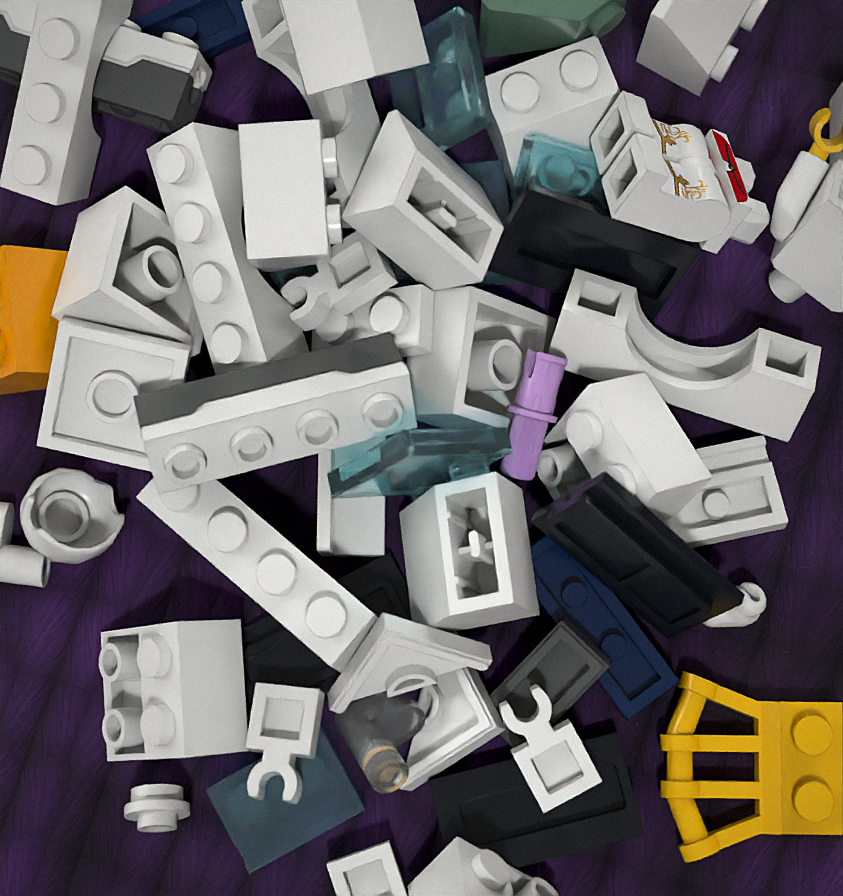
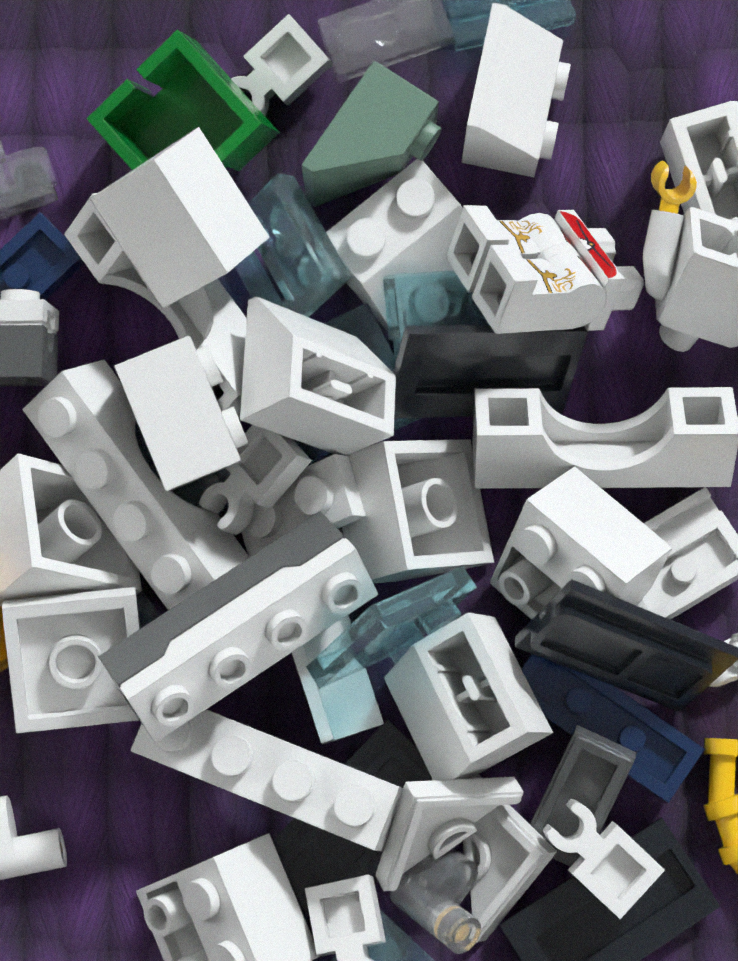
camera: 20 degrees left, 0 degrees up
(70, 516) = (70, 789): white hair -> none
(532, 413) = (481, 541): lavender axle -> none

